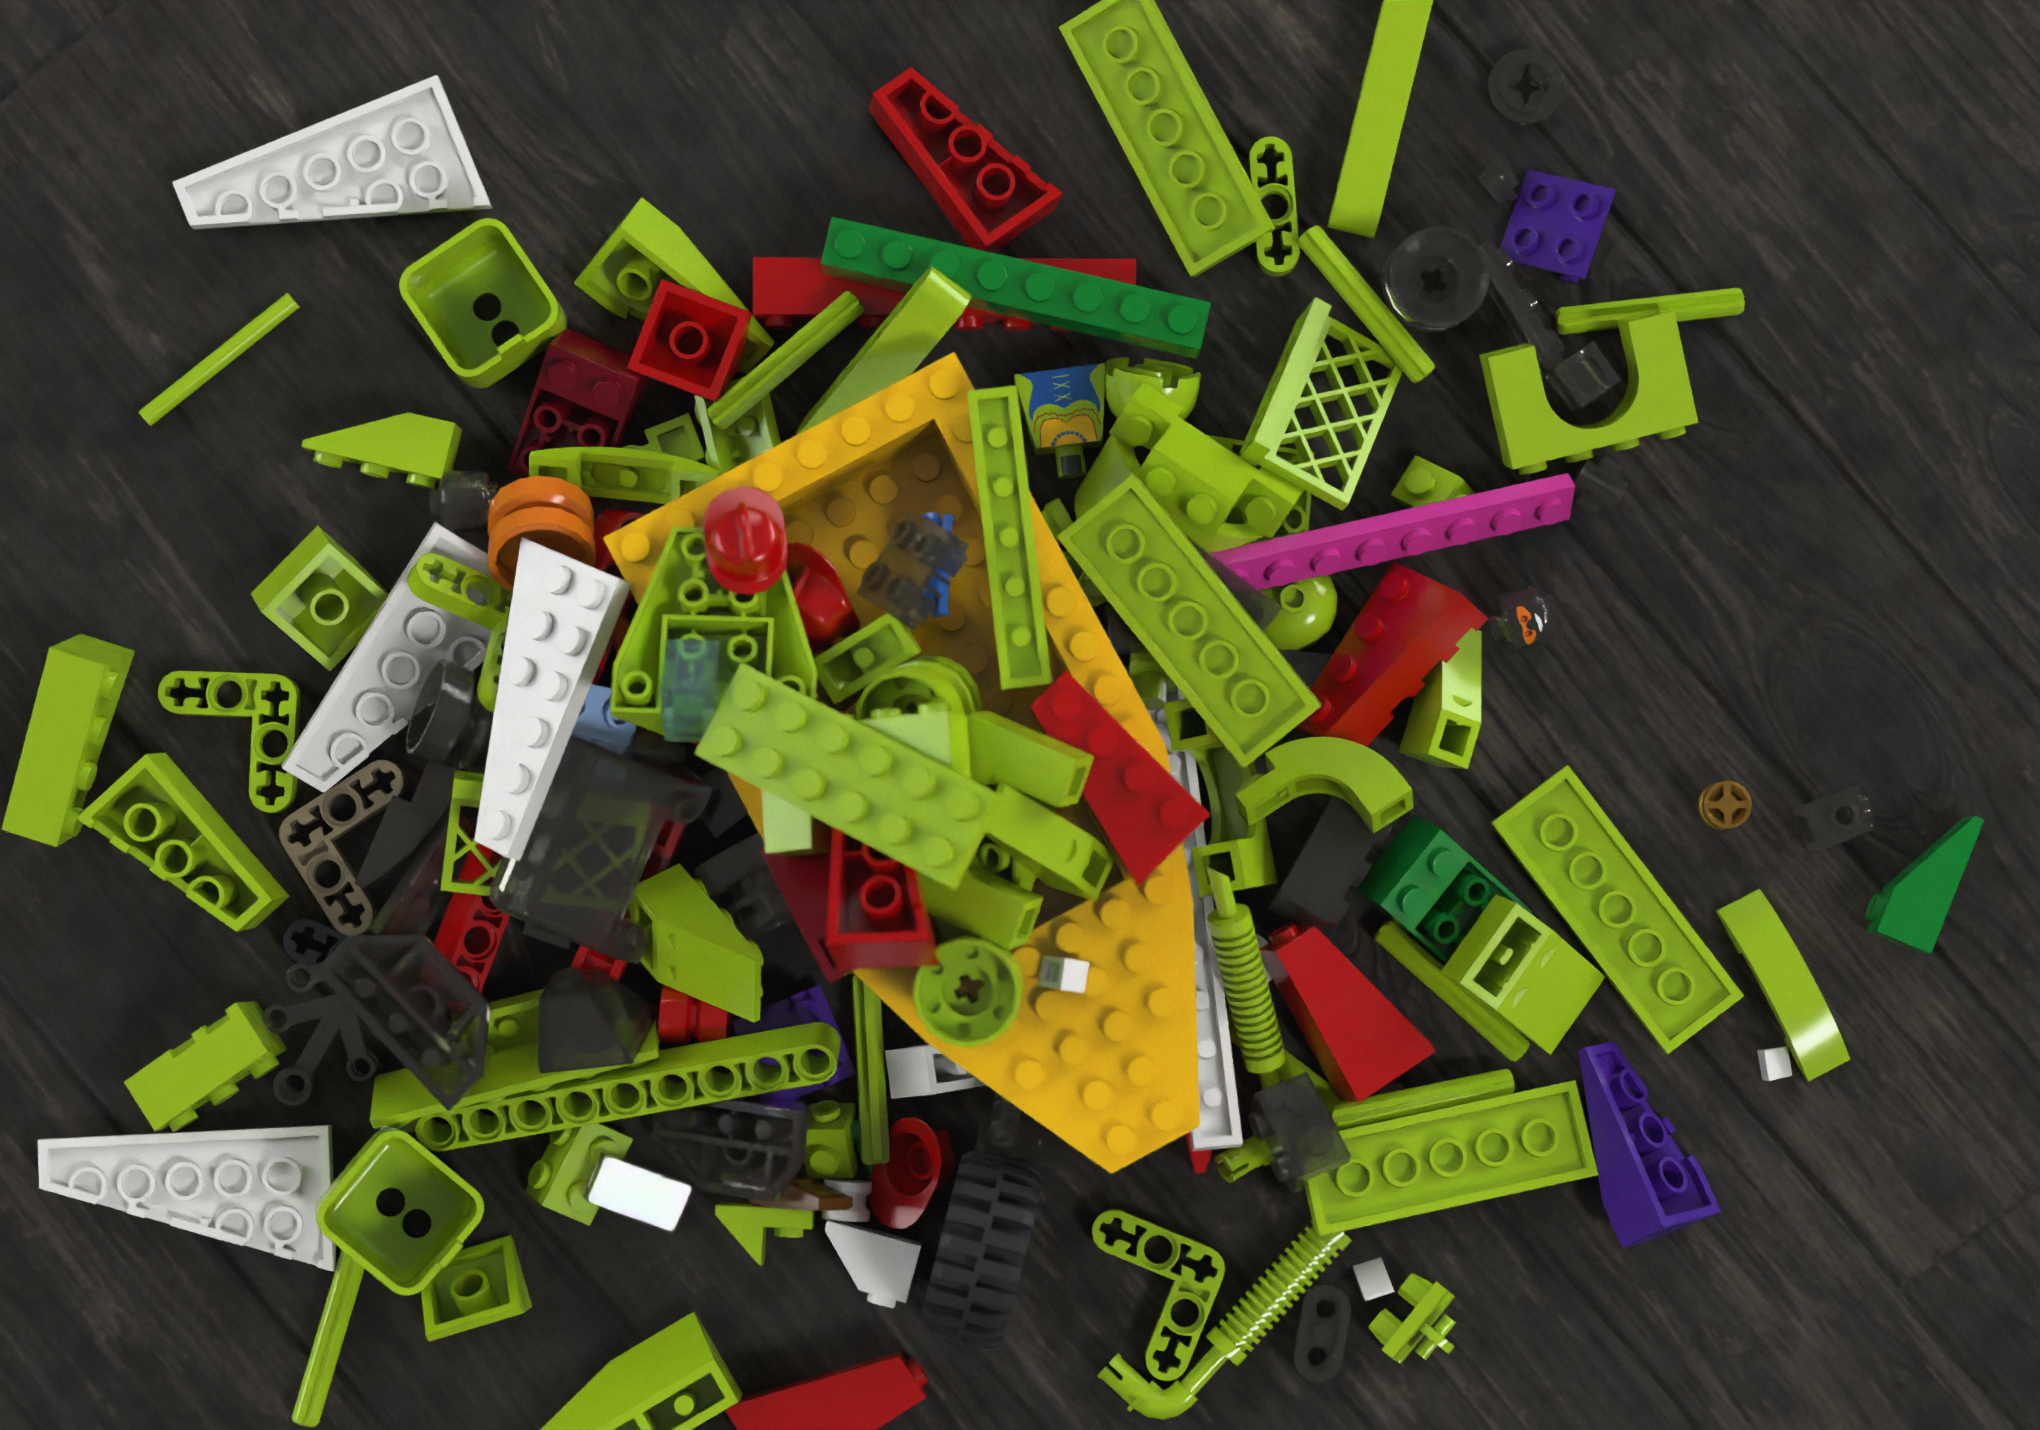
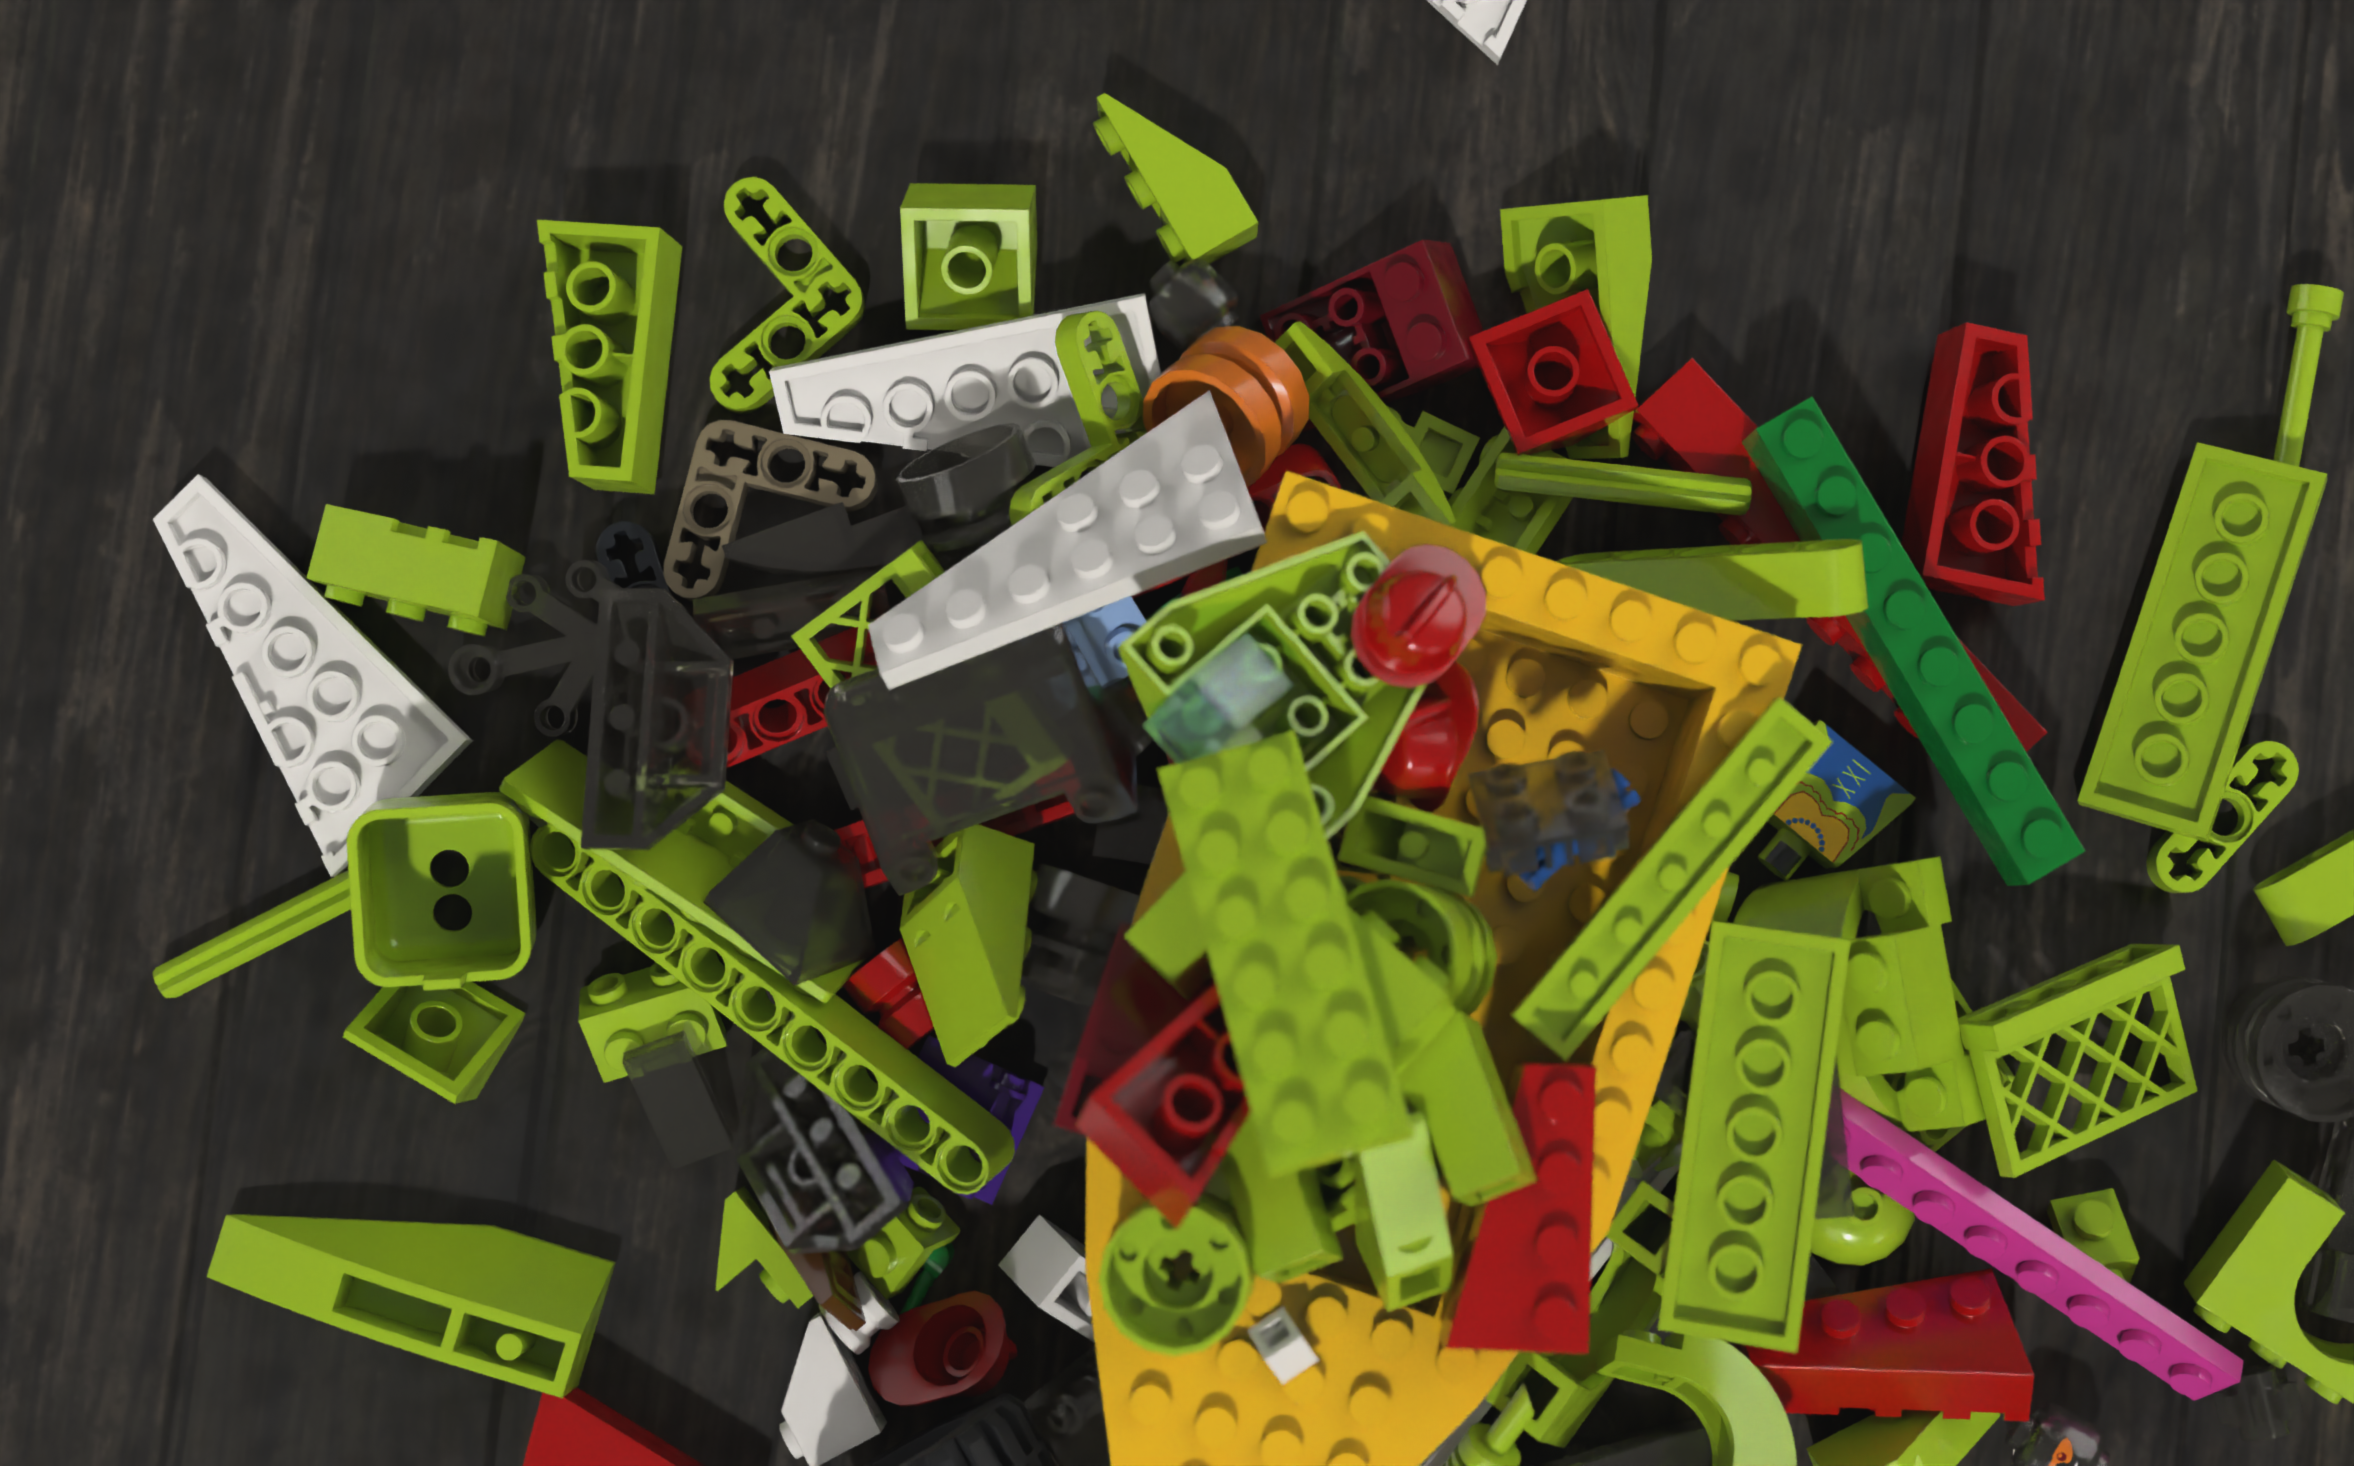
camera: 50 degrees right, 0 degrees up
(66, 738) = (607, 137): lime wedge -> none
(450, 280) = (1409, 89): lime piece -> none
(870, 1074) = (1000, 1224): lime axle -> none
(1166, 377) = (1914, 838): lime cylinder -> none
(1366, 304) = (2216, 1000): lime axle -> none

